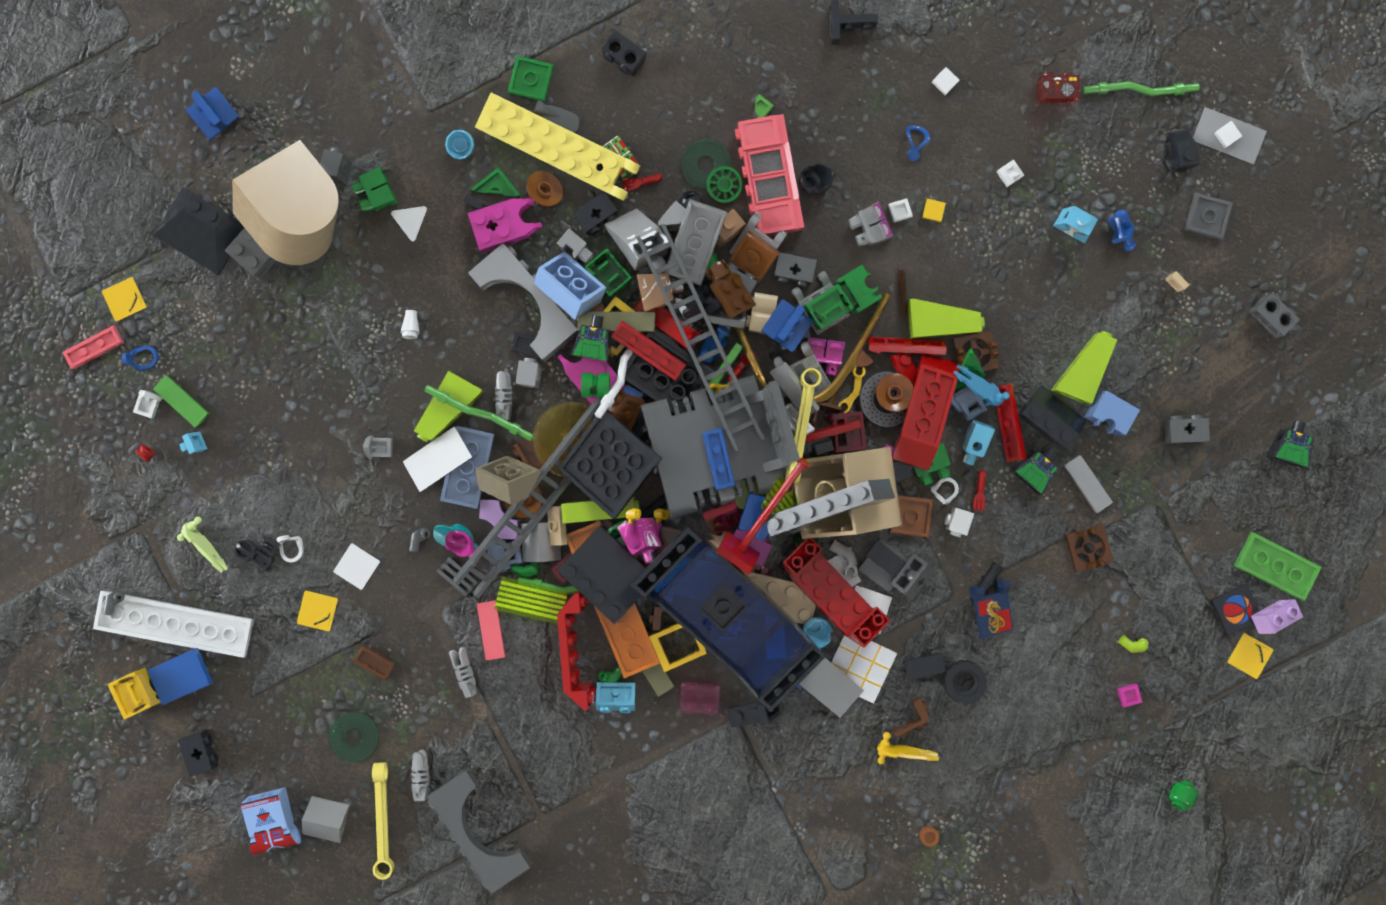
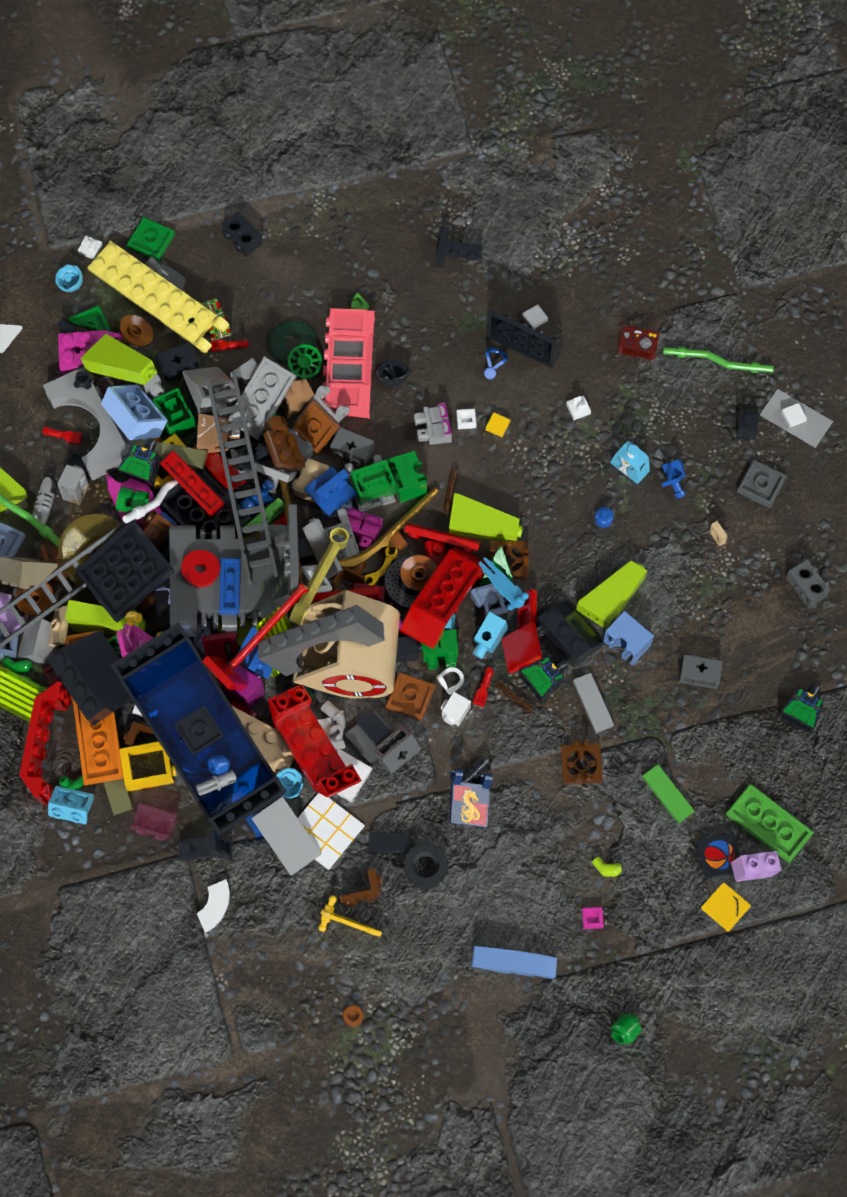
camera: 10 degrees right, 20 degrees down
(471, 102) = (90, 247): none -> white tile
(504, 255) = (83, 375): none -> black plate
(508, 318) = (70, 437): none -> red piece
(540, 235) = (118, 361): none -> lime slope
(685, 436) = (203, 558): none -> red tile
(751, 638) = (218, 764): none -> blue piece
(753, 656) = (216, 782): none -> light grey axle
(777, 763) = (216, 907): none -> white tile
(943, 111) = (523, 339): none -> black slope
(1000, 491) = (513, 694): none -> reddish brown piece
(1011, 447) = (521, 648): none -> red tile
(1059, 287) = (604, 517): none -> blue piece
(1067, 756) = (514, 962): none -> medium blue slope
(1177, 559) = (668, 794): none -> bright green tile

